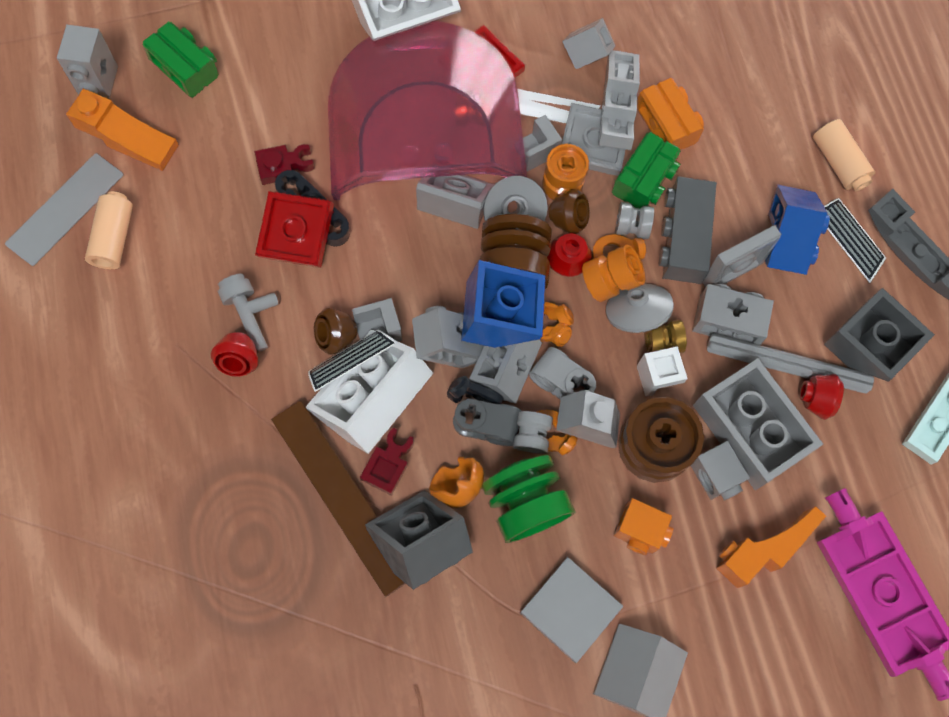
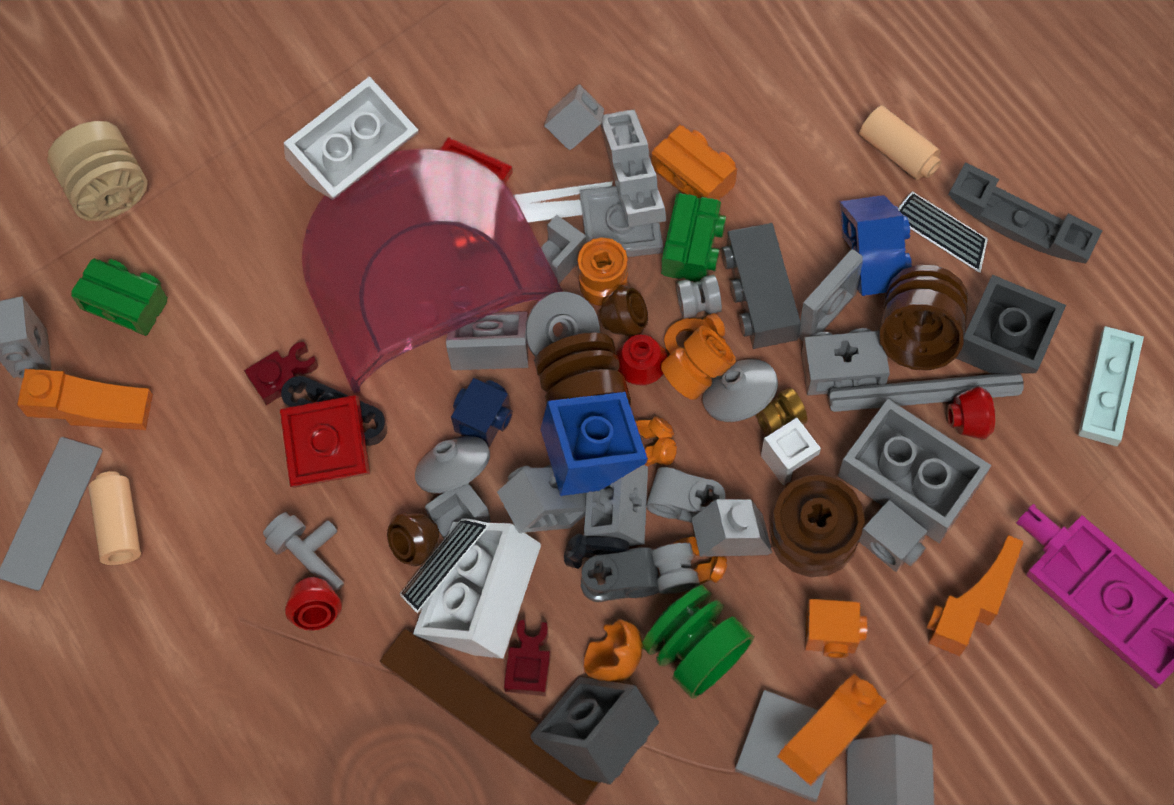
camera: 10 degrees left, 5 degrees down
(387, 283) = (452, 464): none -> light grey dish
(427, 250) = (481, 410): none -> dark blue brick
(610, 613) = (832, 729): none -> orange slope
(812, 302) = (924, 317): none -> reddish brown wheel

